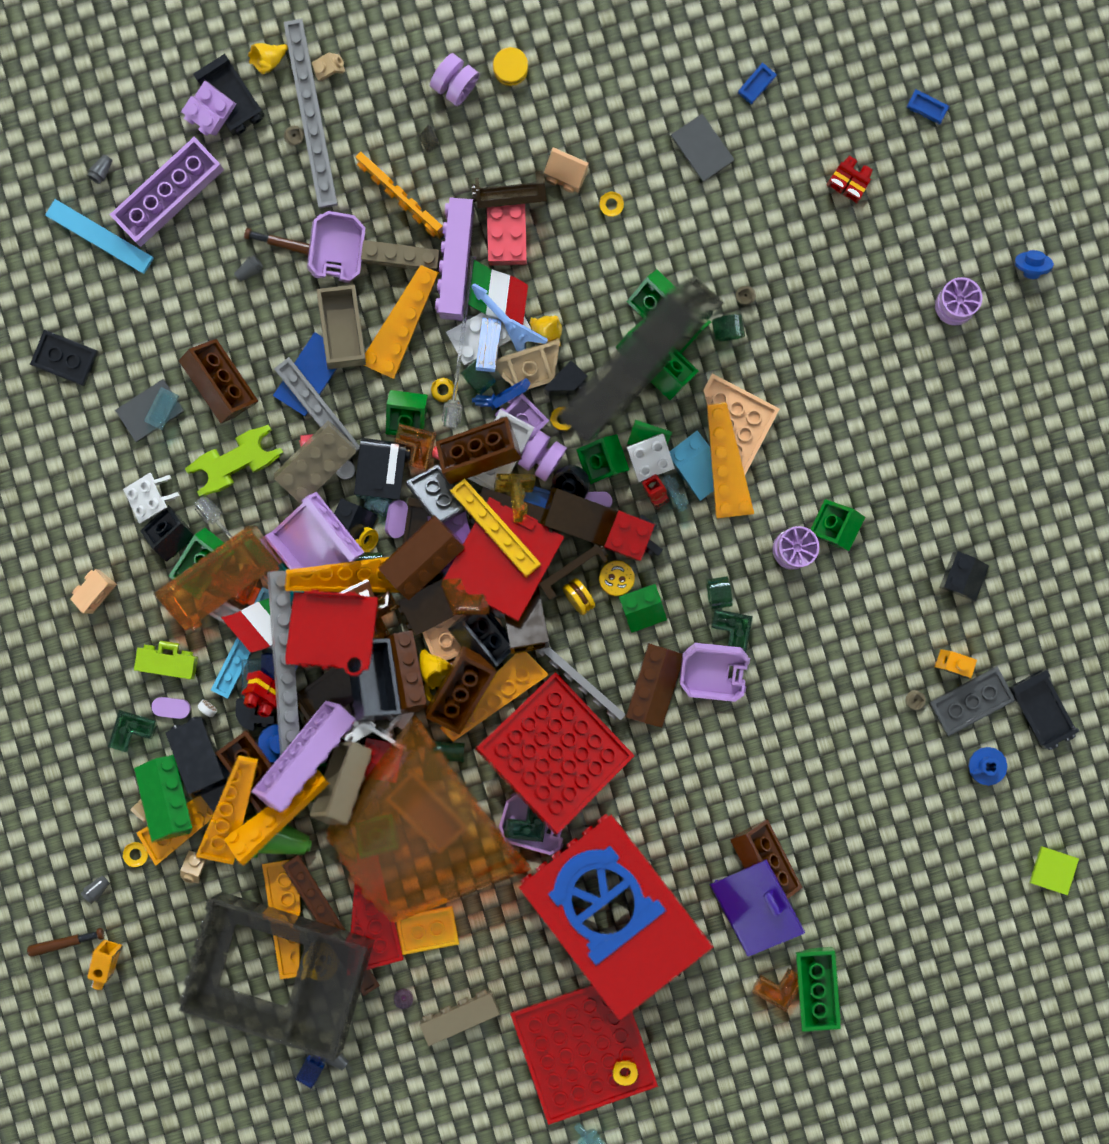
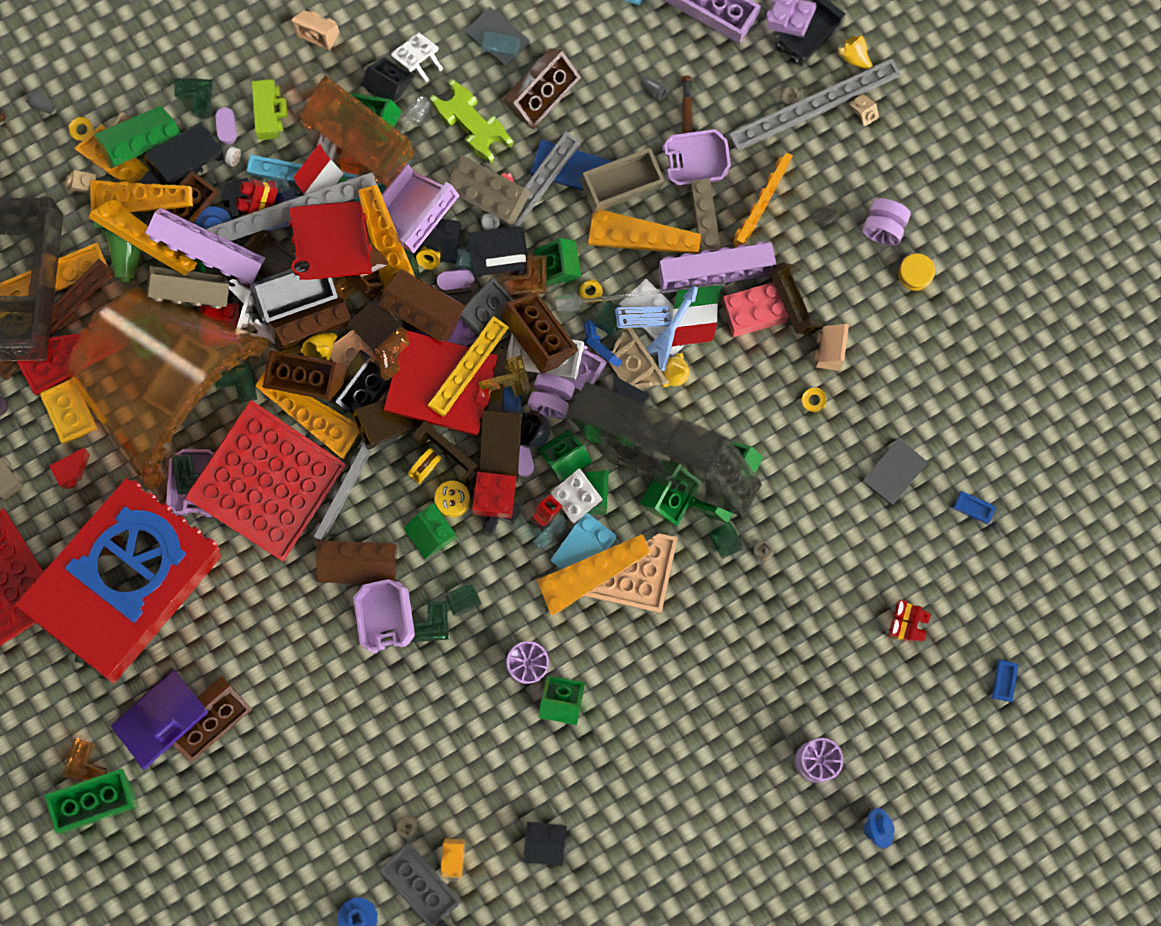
camera: 75 degrees right, 10 degrees down
(488, 940) = (70, 469): none -> red slope

